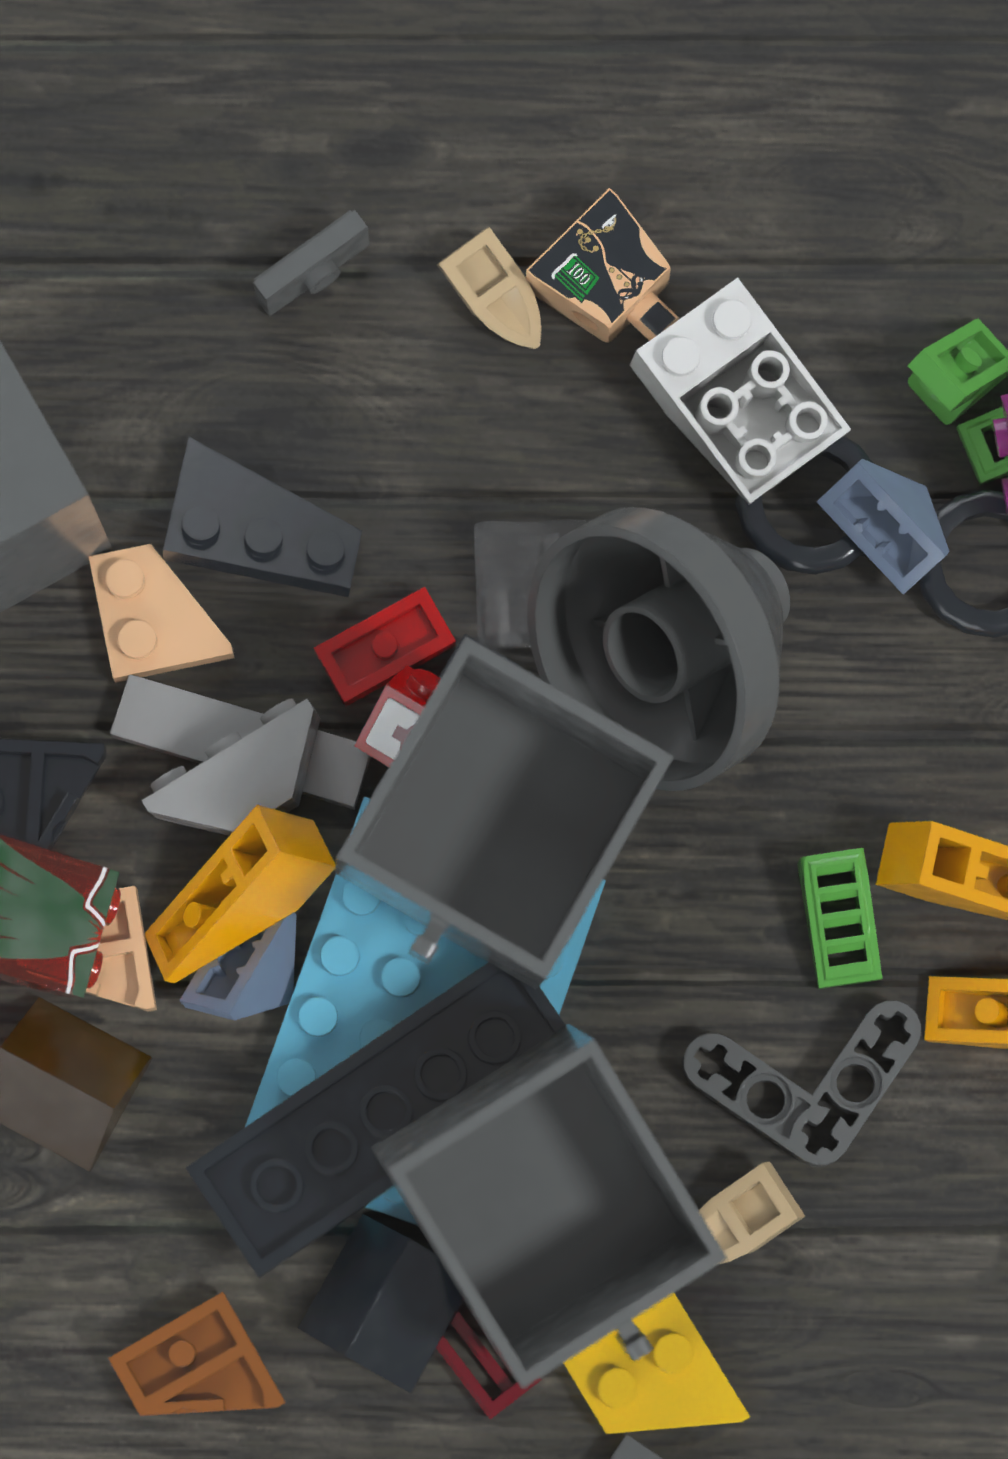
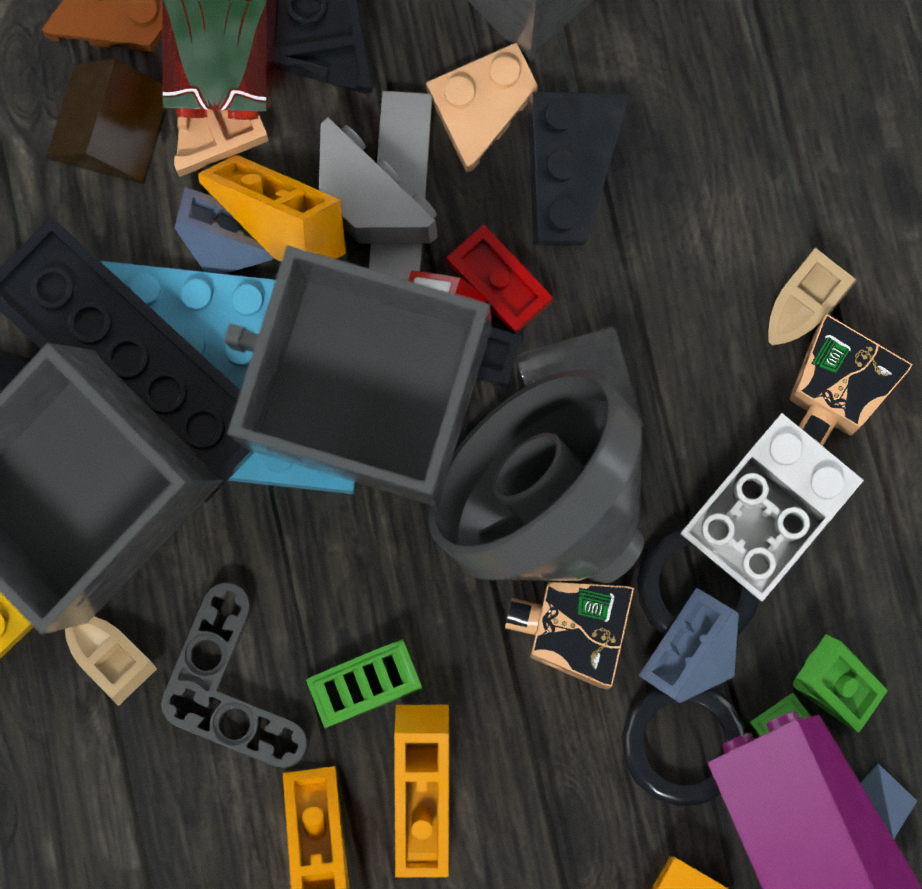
camera: 75 degrees right, 0 degrees up
(312, 264) = (791, 153): dark grey plate -> none
(832, 653) = (576, 628): none -> black torso

